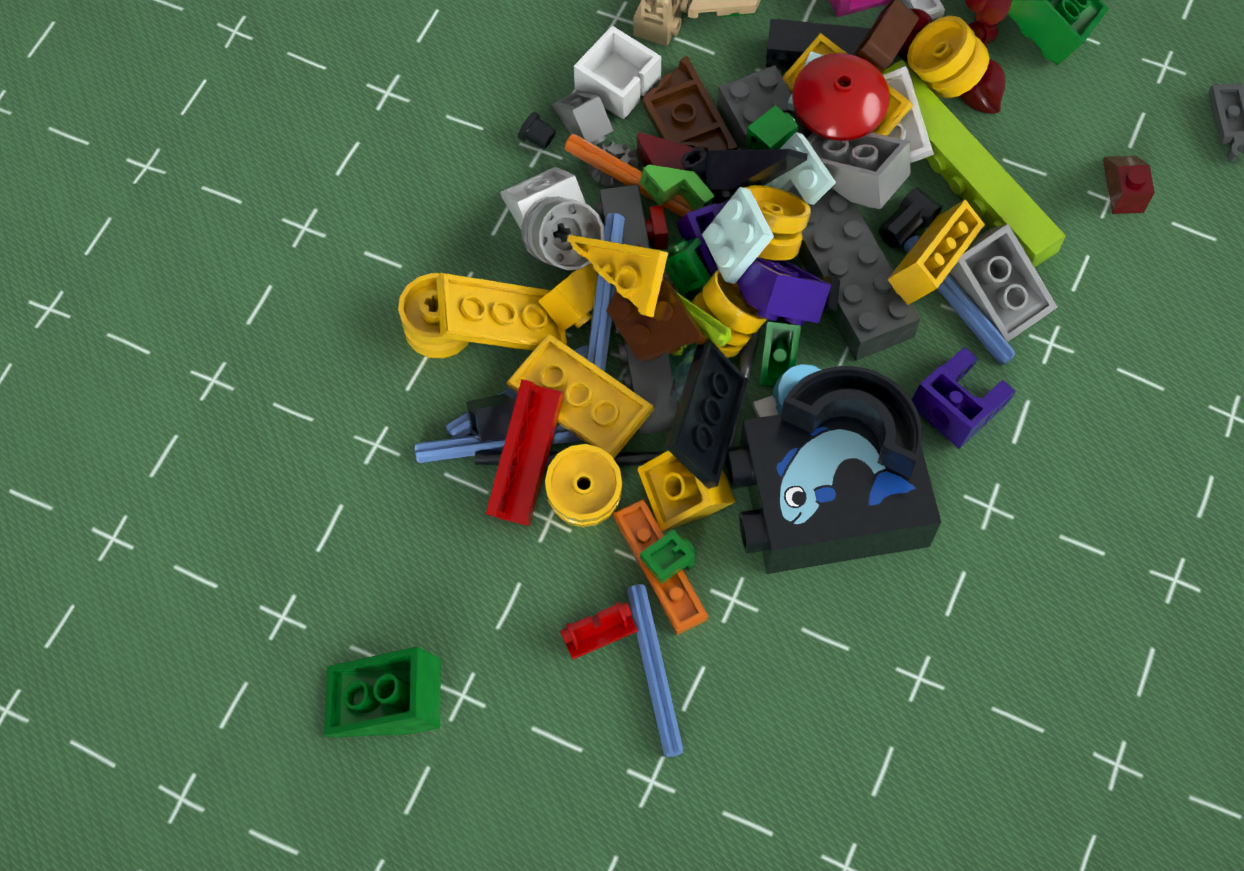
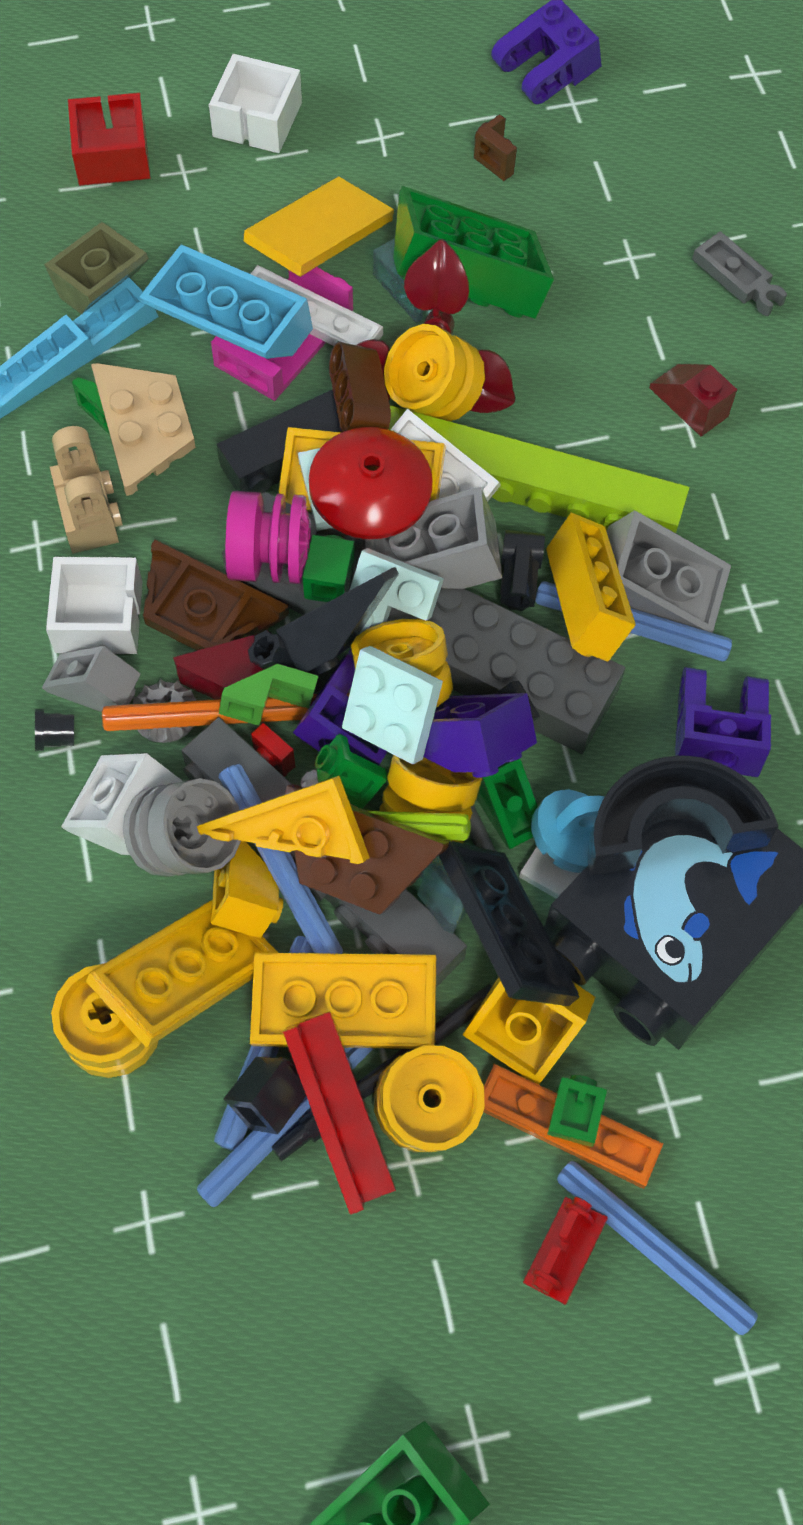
camera: 40 degrees left, 0 degrees up
(743, 87) = (266, 537): none -> dark pink wheel

